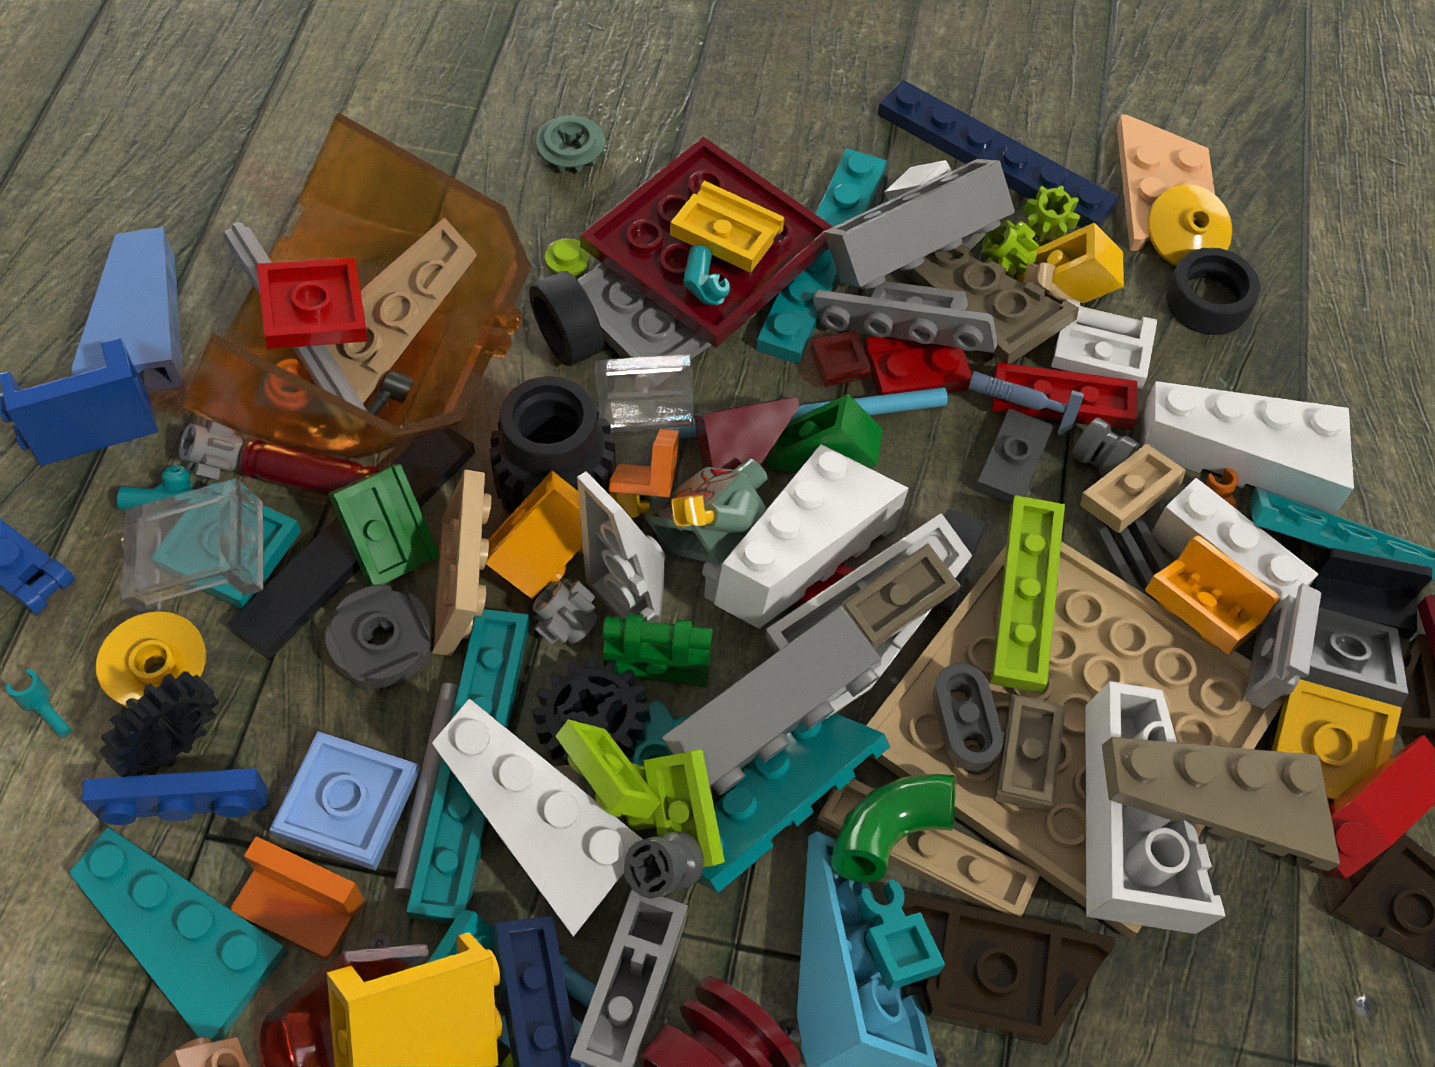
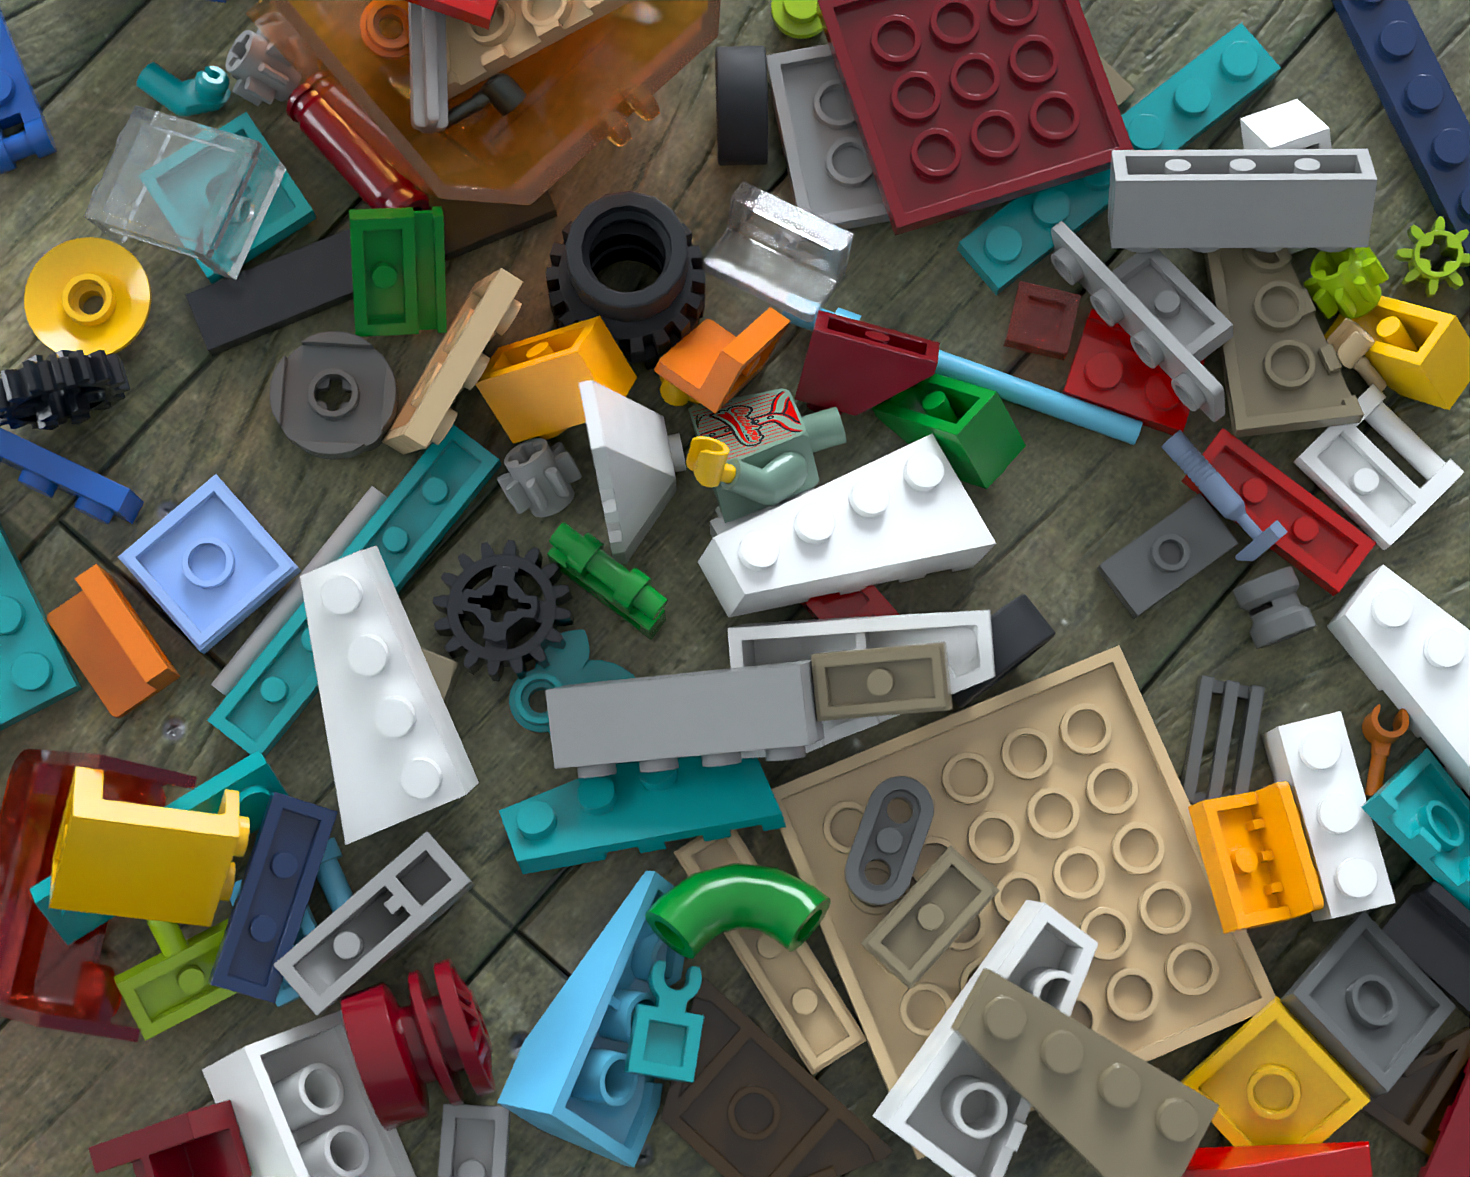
camera: 30 degrees right, 20 degrees up
(618, 783) = (469, 698): lime plate -> none
(663, 864) = (467, 828): dark grey wheel -> none
(685, 800) = (521, 779): lime plate -> none
(700, 282) = (917, 146): teal arm -> none
(727, 226) = (994, 86): yellow plate -> none
(1028, 595) = (1052, 738): lime plate -> none
(1132, 488) = (1266, 677): tan plate -> none
(1283, 647) = (1286, 963): light grey plate -> none

